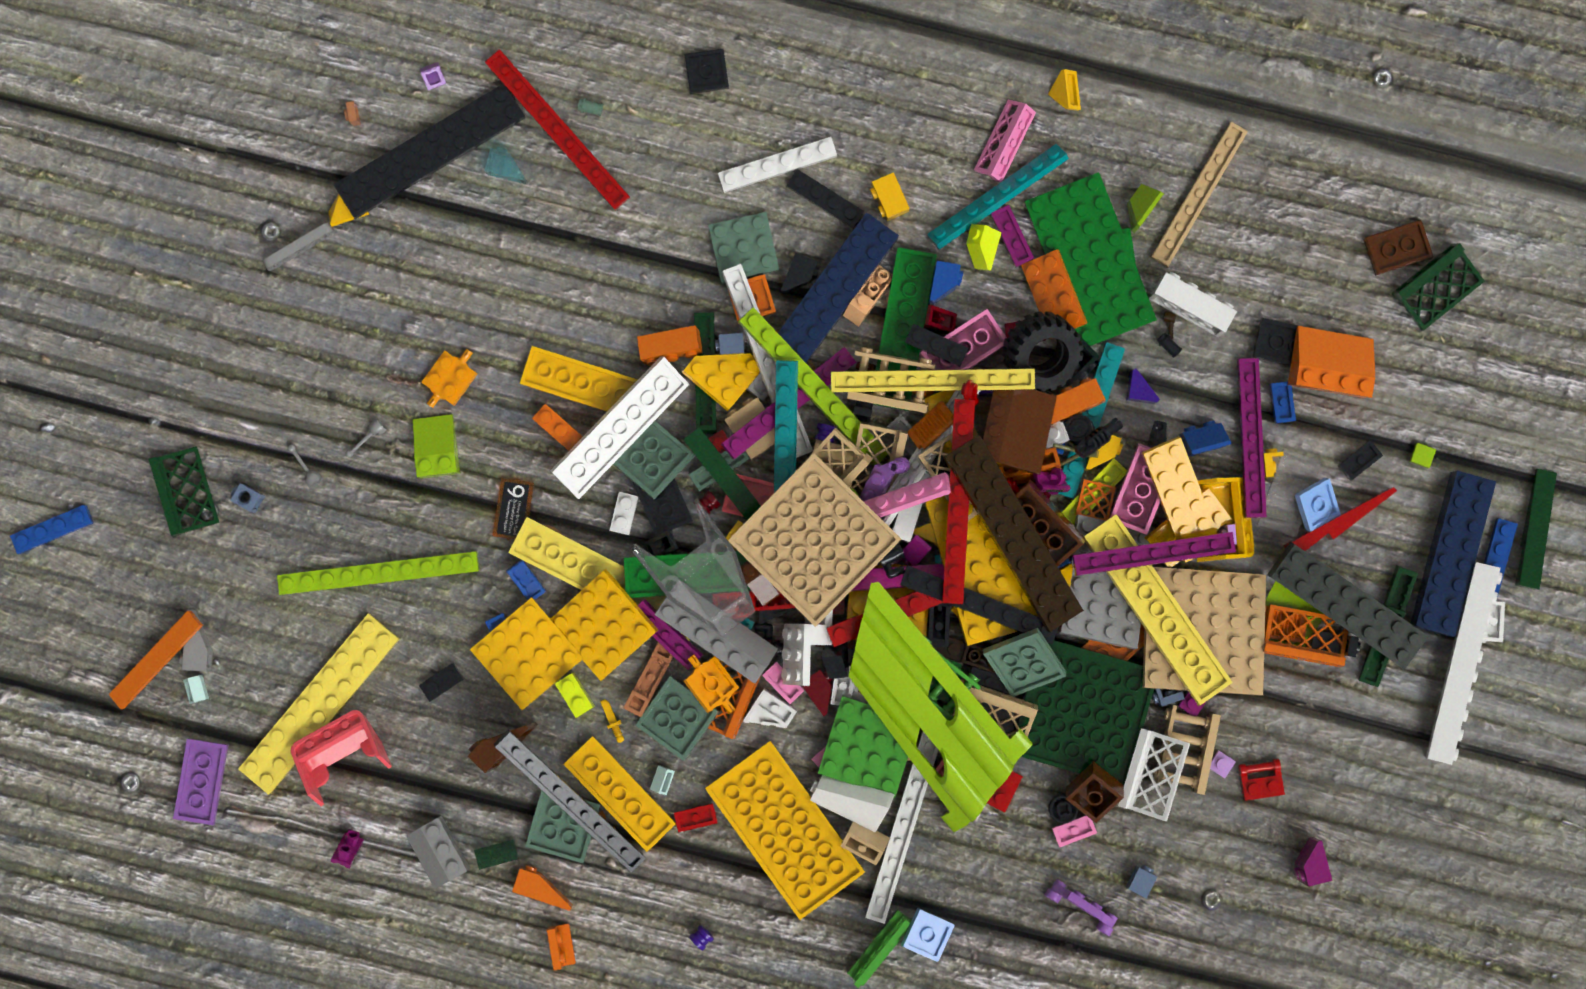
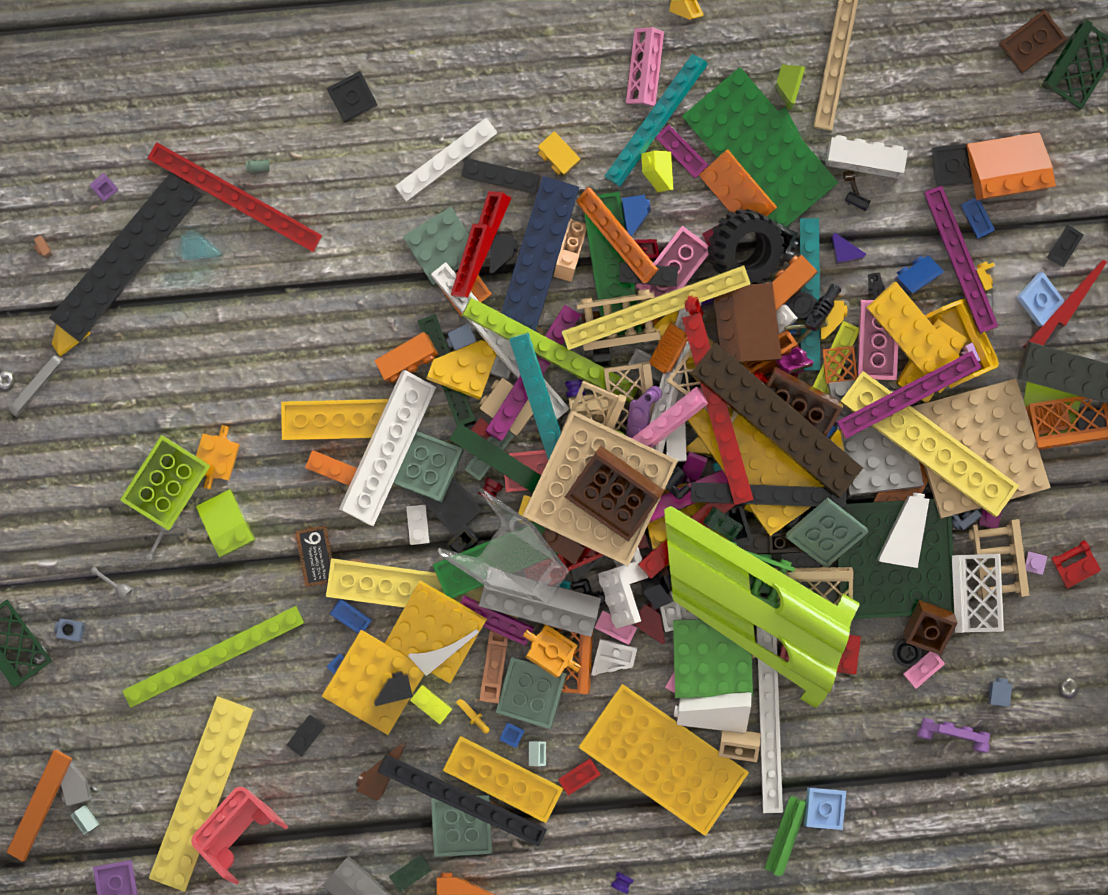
camera: 25 degrees left, 0 degrees up
(389, 385) = (165, 482): none -> lime slope
(544, 667) = (394, 689): none -> black slope
(588, 651) = (430, 660): none -> white sticker
(643, 753) = (511, 734): none -> blue plate
(781, 256) = (479, 242): none -> red slope
(826, 550) = (614, 493): none -> reddish brown slope
(919, 295) = (617, 235): none -> orange tile
(924, 617) = (722, 523): none -> clear green plate
(1104, 690) = (906, 534): none -> white slope

